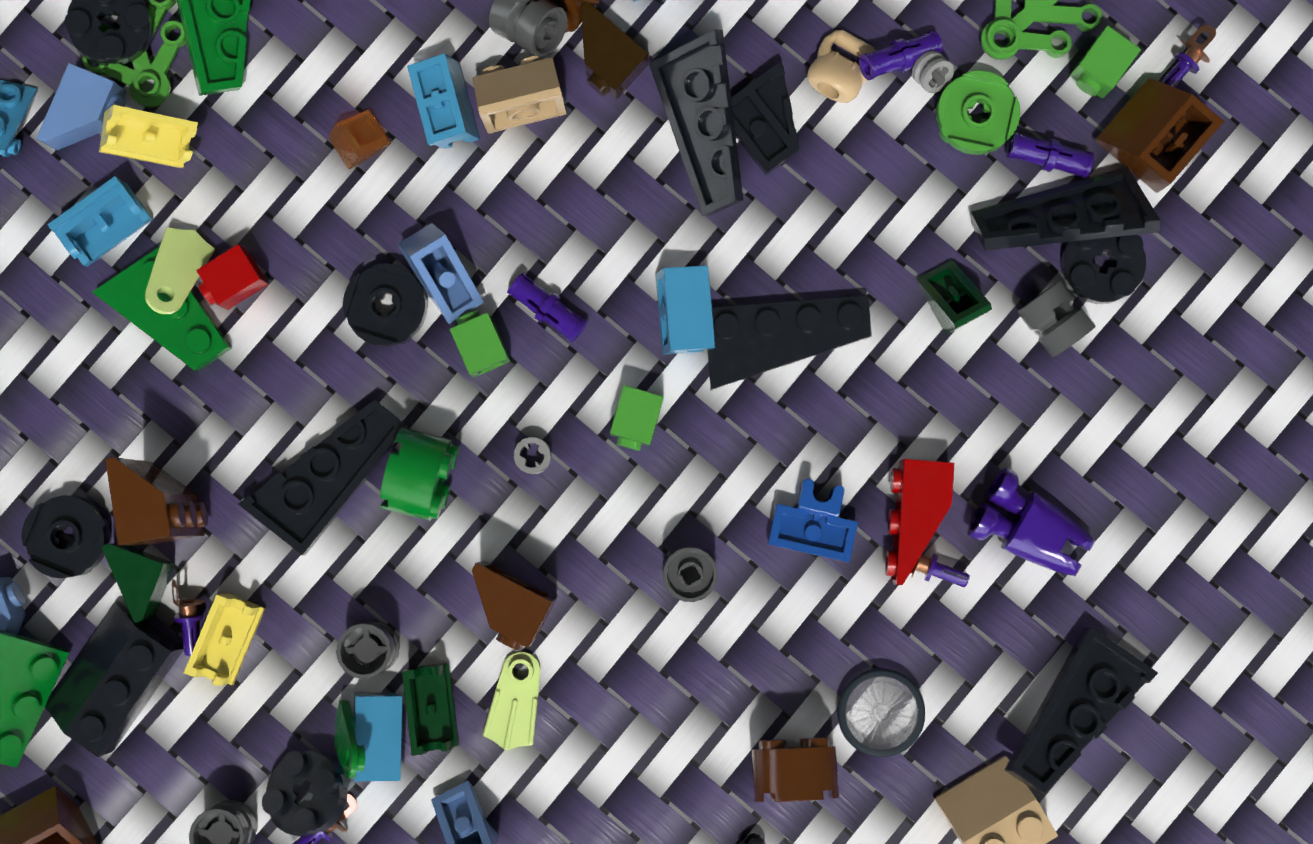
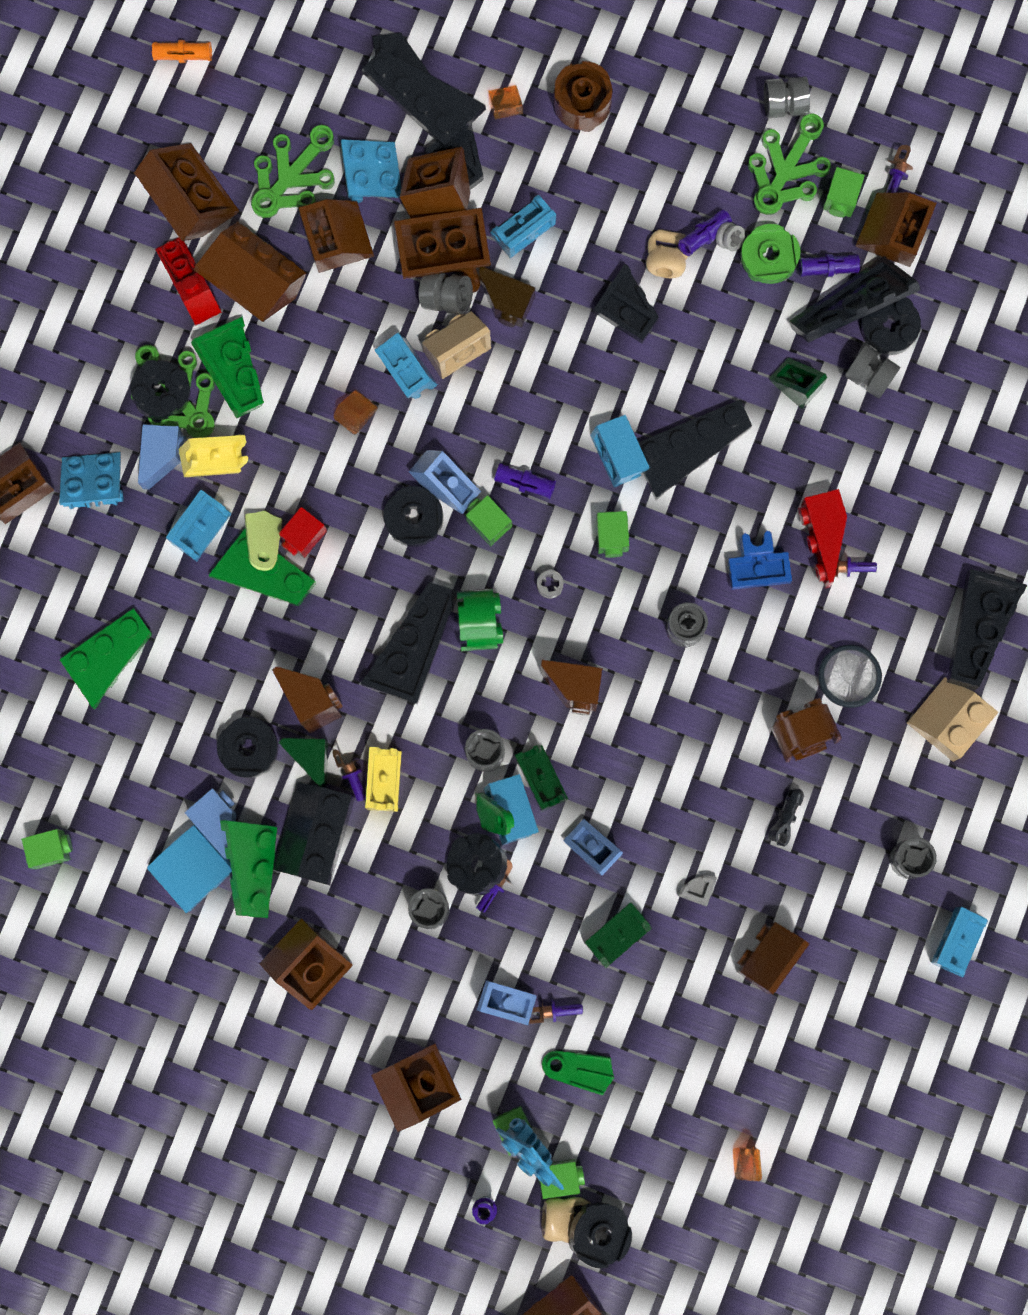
camera: 20 degrees left, 5 degrees down
(514, 704) = (597, 758): yellowish green piece -> none
(700, 113) = (583, 315): black wing -> none
(1038, 533) = (912, 516): dark purple piece -> none

